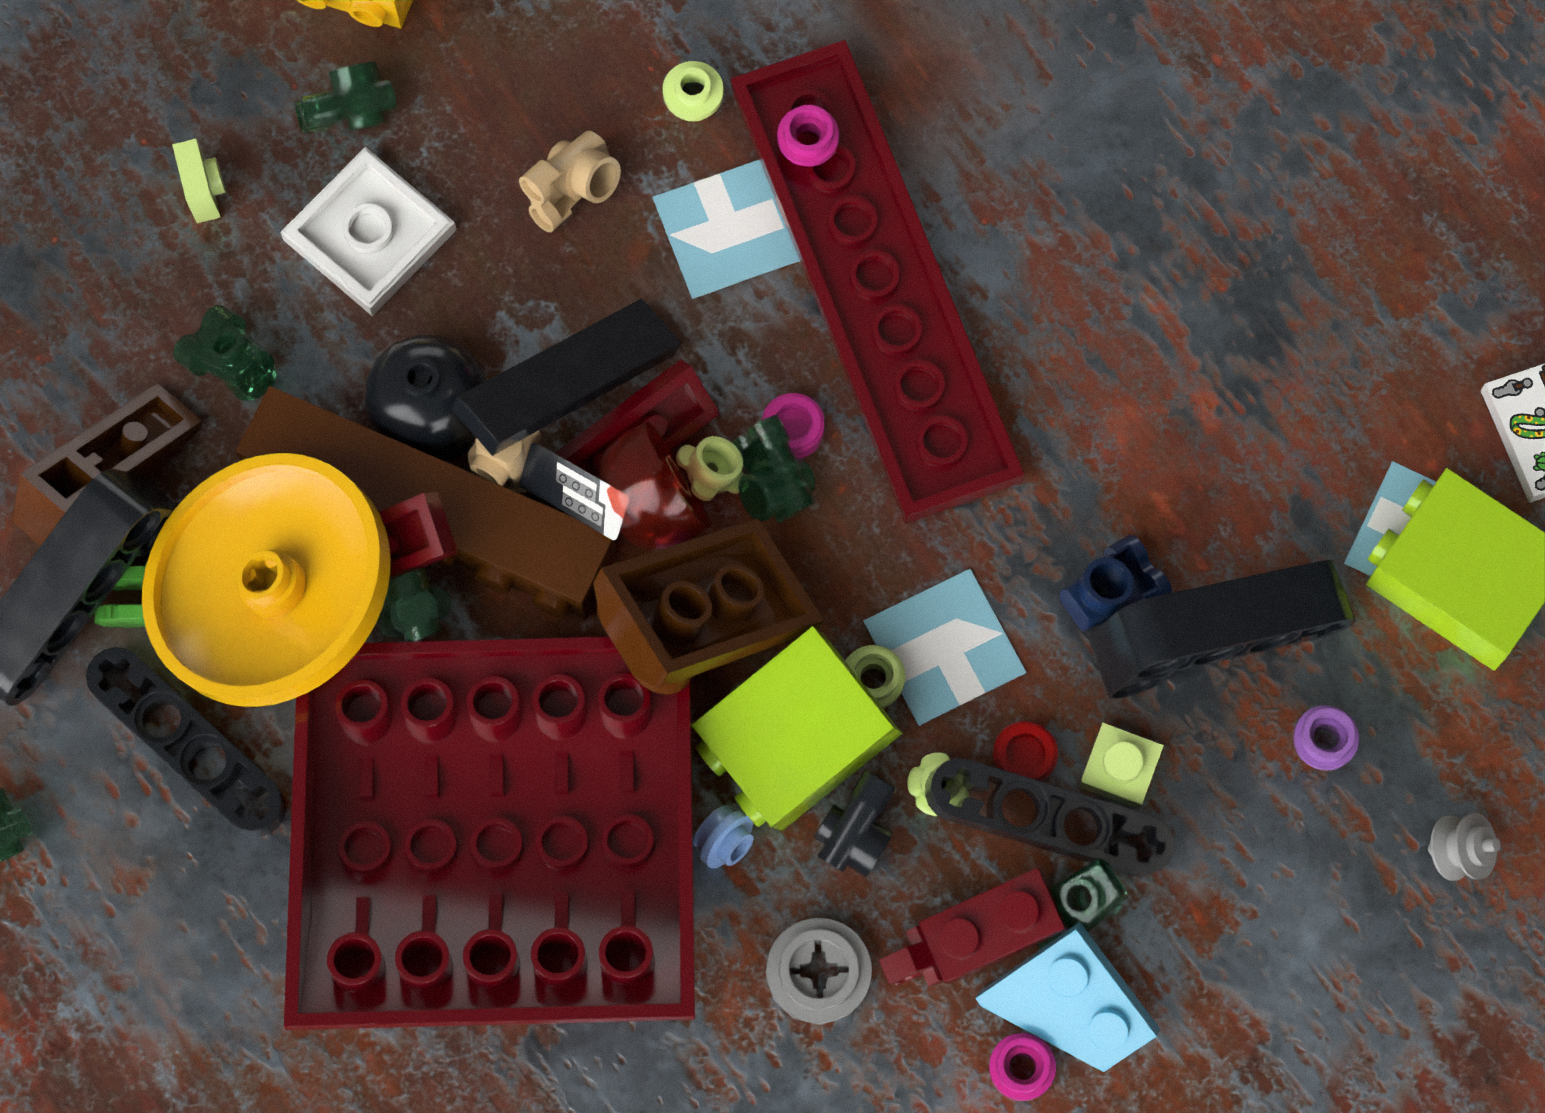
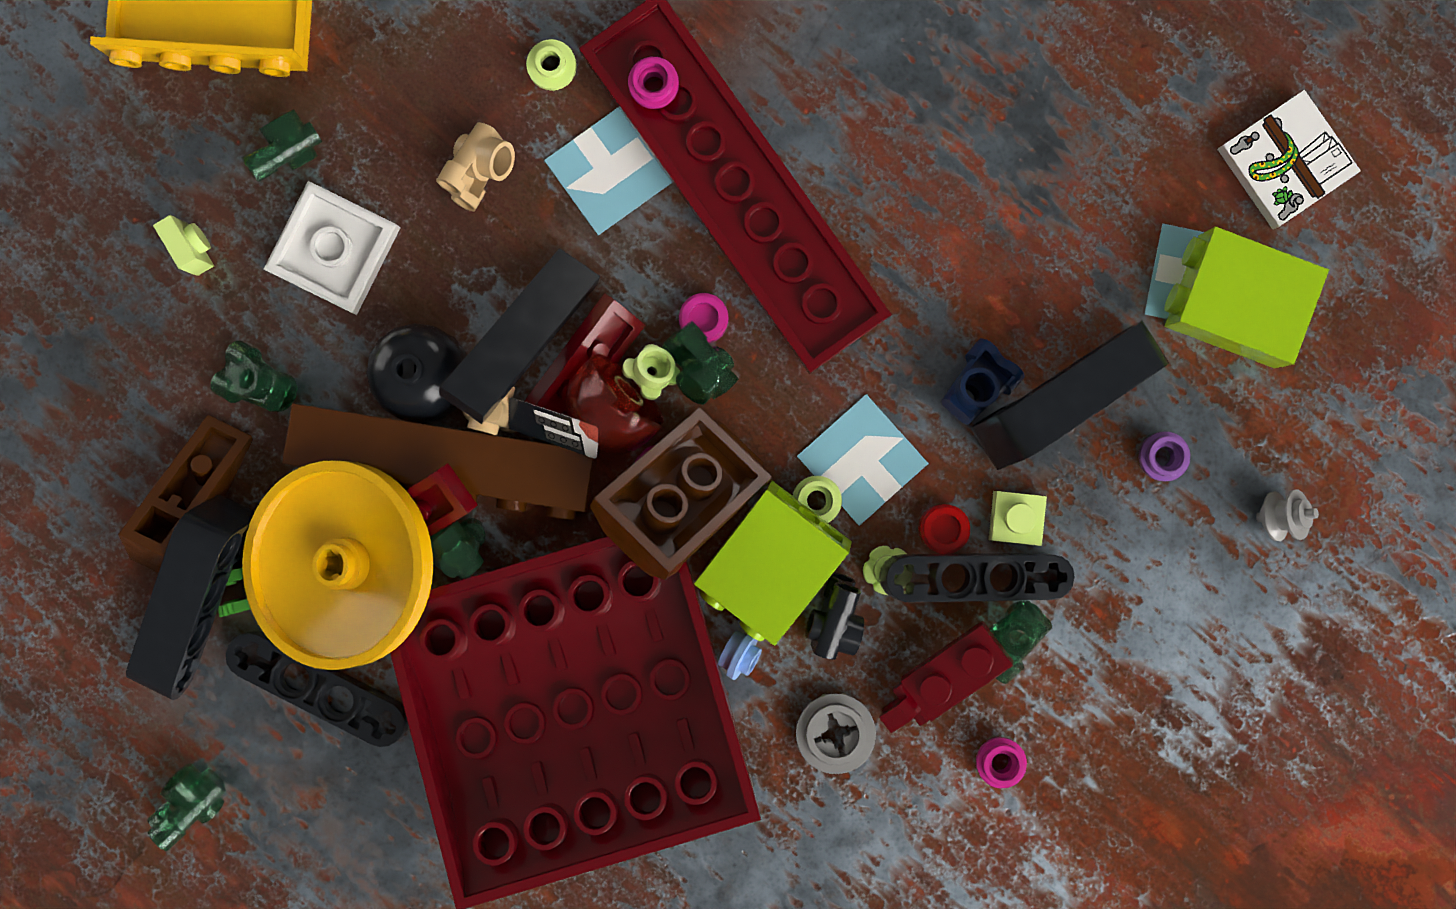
camera: 20 degrees left, 15 degrees up
(1073, 1001) = (1027, 708): medium azure wing -> none

